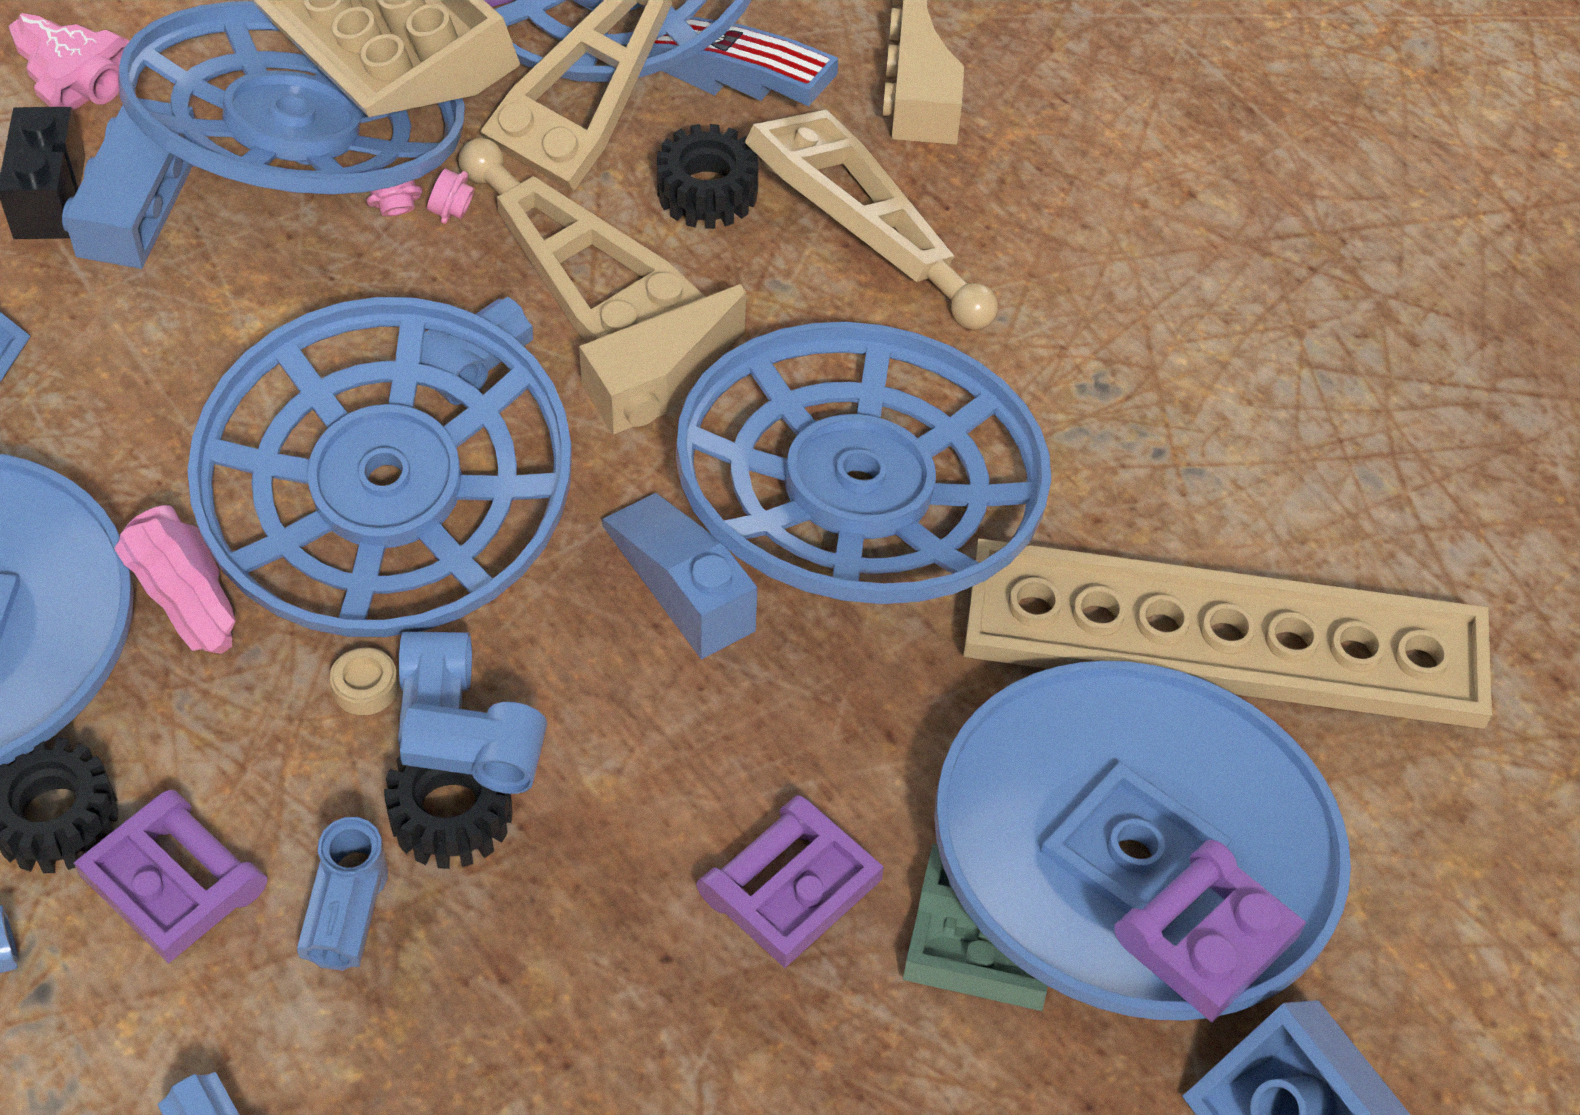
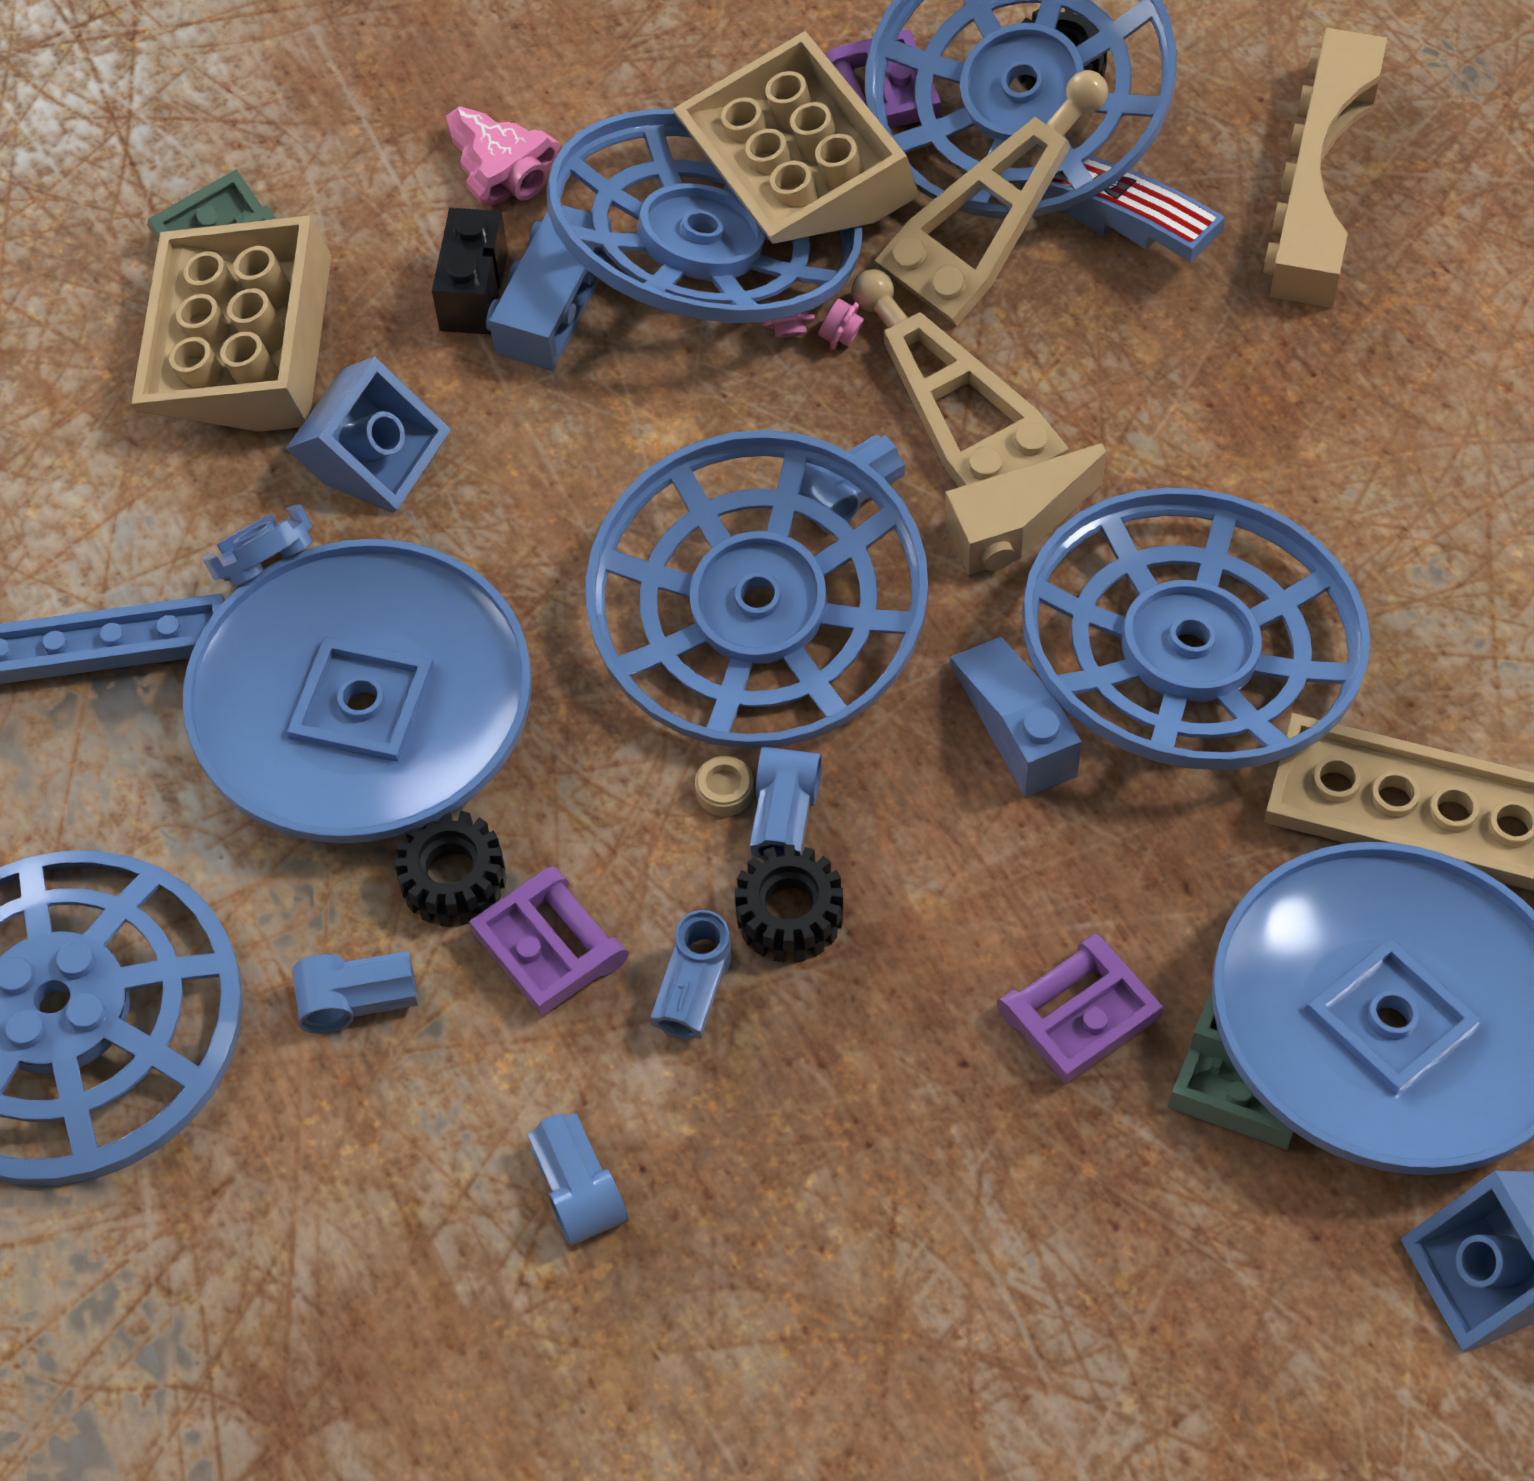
camera: 15 degrees right, 5 degrees up
(179, 576) = (572, 675): bright pink rock -> none
(492, 746) = (832, 861): medium blue piece -> none
(707, 198) = (1085, 300): black tyre -> none
(817, 140) = (1199, 297): tan plate -> none
(1226, 947) = (1454, 1115): medium lavender plate -> none

